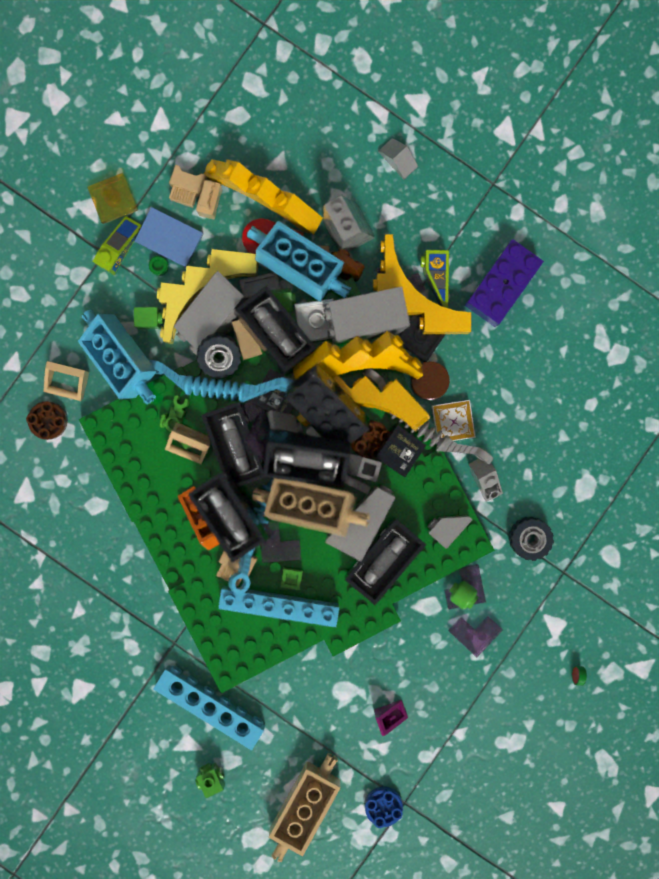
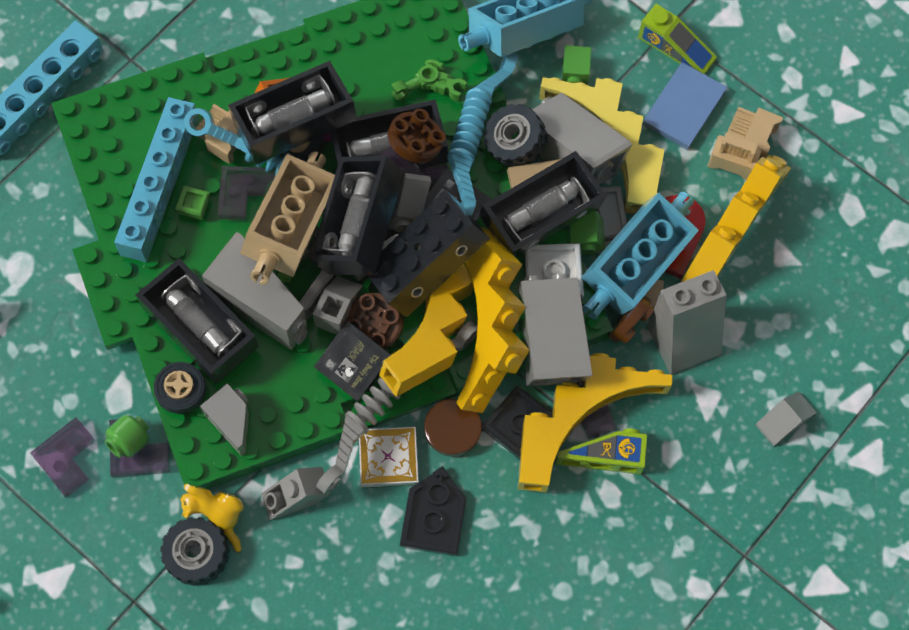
camera: 90 degrees right, 20 degrees down
(112, 198) = (741, 44): clear yellow tile -> none
(158, 265) = (647, 90): green tile -> none
(190, 437) = (406, 88): tan tile -> none
(238, 424) = (416, 136): none -> reddish brown tile
(432, 571) = (177, 377): none -> black wheel
(489, 387) = (434, 515): none -> black tile
(503, 527) = (220, 509): none -> yellow animal
(504, 283) = (590, 548): dark purple piece -> none

